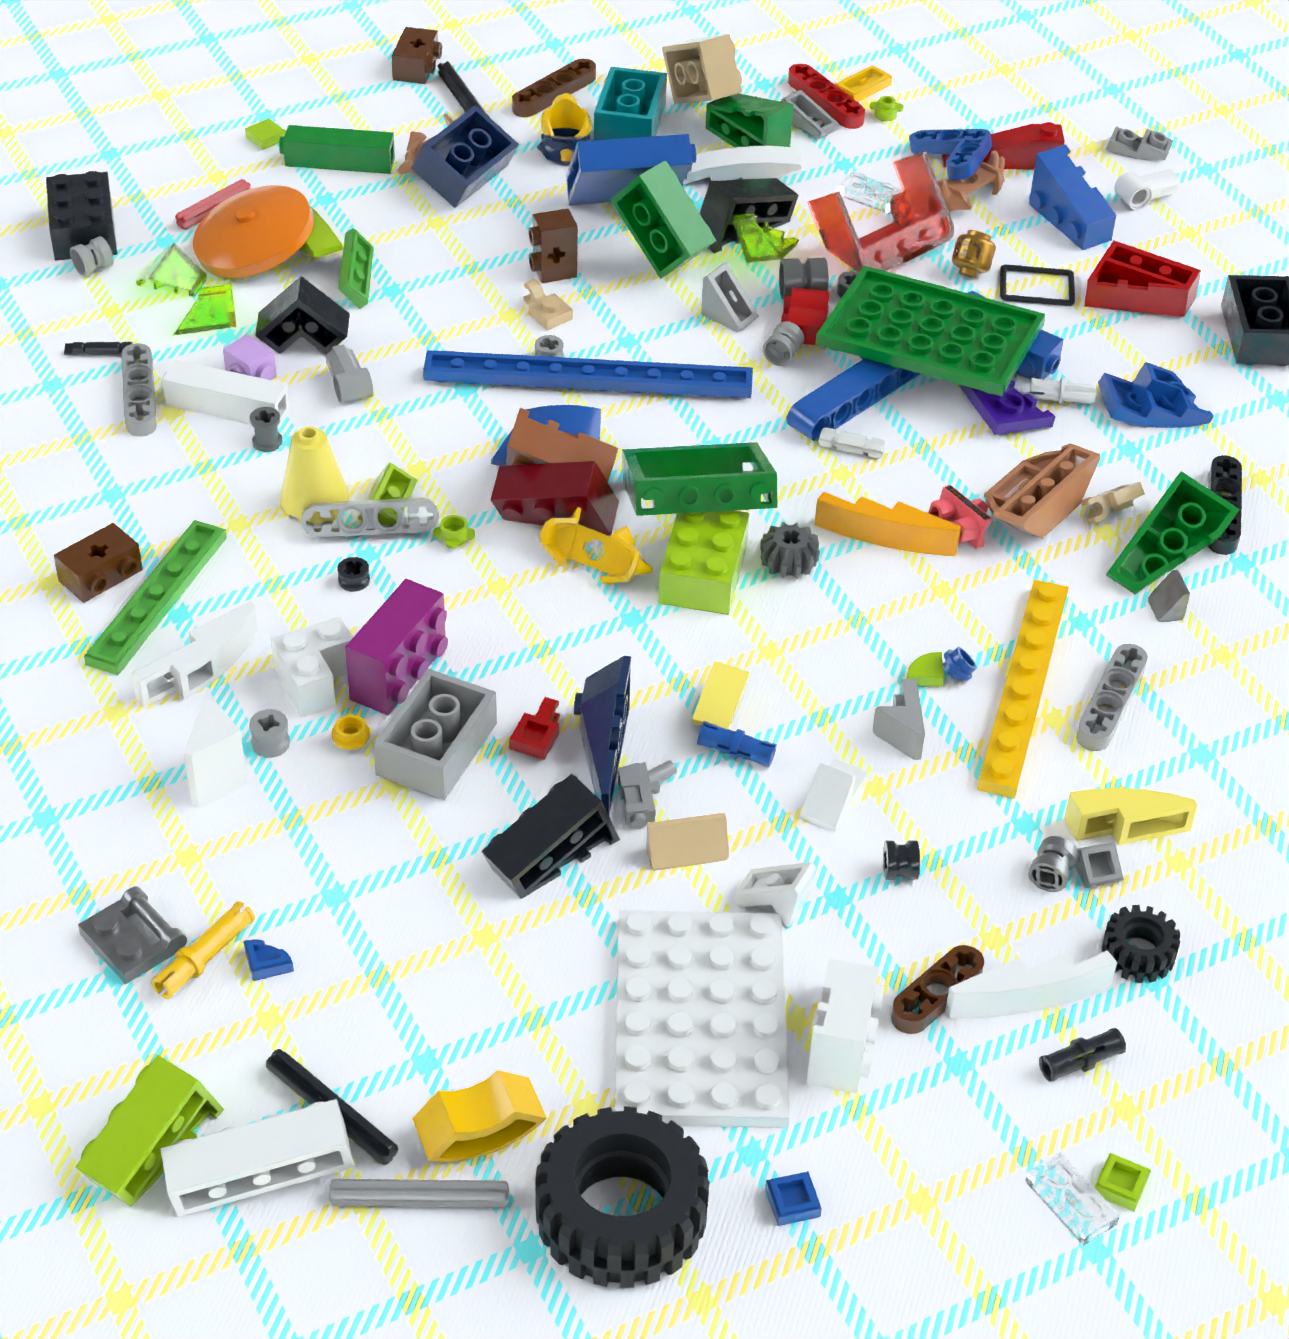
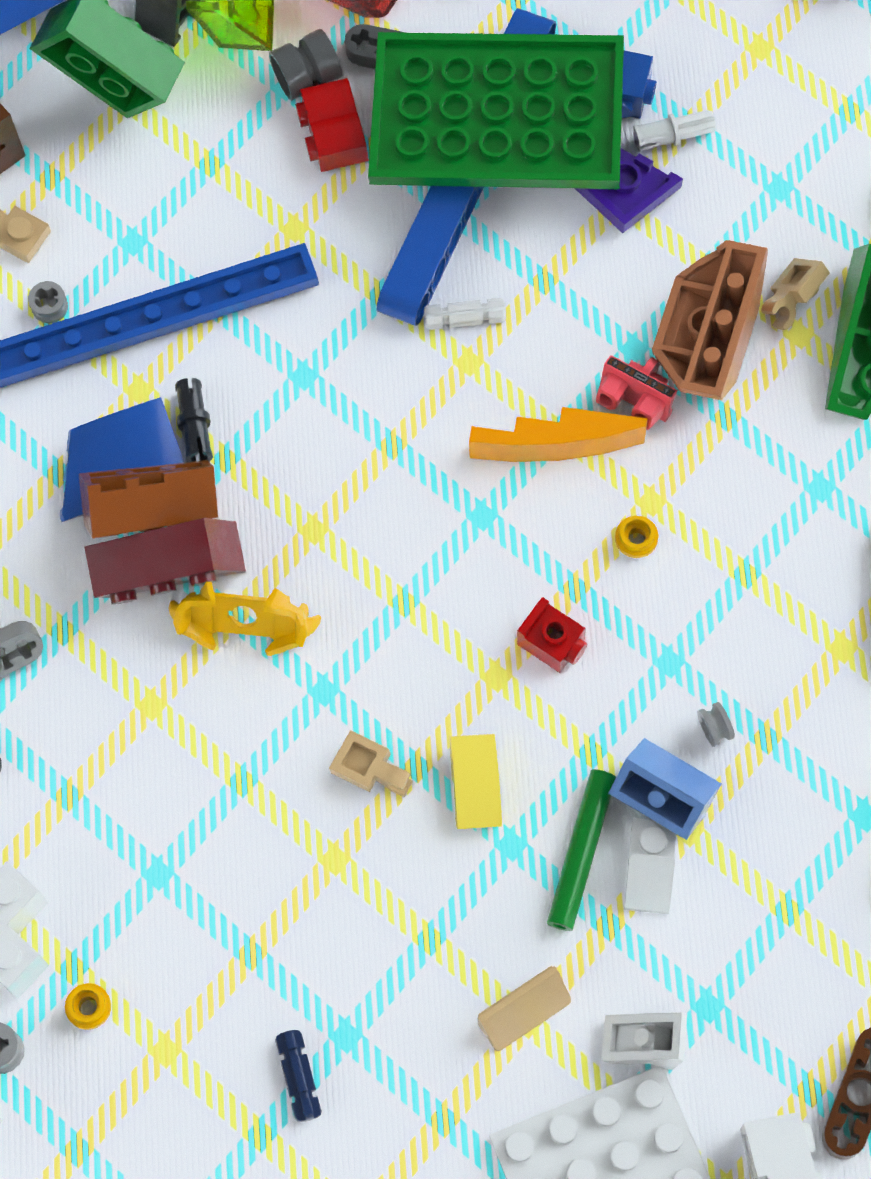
camera: 15 degrees left, 25 degrees up
(396, 646) = (90, 874): magenta brick -> none
(435, 734) = (188, 980): light grey brick -> none
(454, 531) = (64, 637): lime plate -> none
(487, 823) = (298, 1075): none -> dark blue axle
(537, 732) = (294, 921): red plate -> none
(550, 836) = (376, 1077): black wedge -> none
(603, 723) = (362, 877): dark blue wedge -> none
(620, 434) = (193, 420): none -> black pin
(636, 789) = (434, 947): light grey piece -> none
(646, 663) = (365, 762): none -> tan plate
(699, 478) = (303, 430): green window -> none
(704, 560) = (373, 578): lime brick -> none
(726, 300) = (230, 139): light grey slope -> none
(736, 744) = (519, 842): blue pin -> none
(783, 343) = (324, 181): light grey wheel -> none
(783, 766) = (581, 850): none -> green piece
(789, 550) = (467, 538): dark grey gear -> none
(823, 632) = (554, 652): none -> red brick
(868, 741) = (665, 788): none -> medium blue brick
(901, 859) = (760, 937): black wheel -> none
(903, 722) = (694, 739): light grey slope -> none
(921, 599) = (639, 525): none -> yellow plate
(927, 670) = (682, 639): lime tile -> none
(932, 722) = (716, 724): none -> light grey bush
(959, 664) = (716, 620): blue plate -> none
(1023, 690) = (795, 619): yellow plate -> none
(1152, 399) = (779, 102): blue slope -> none

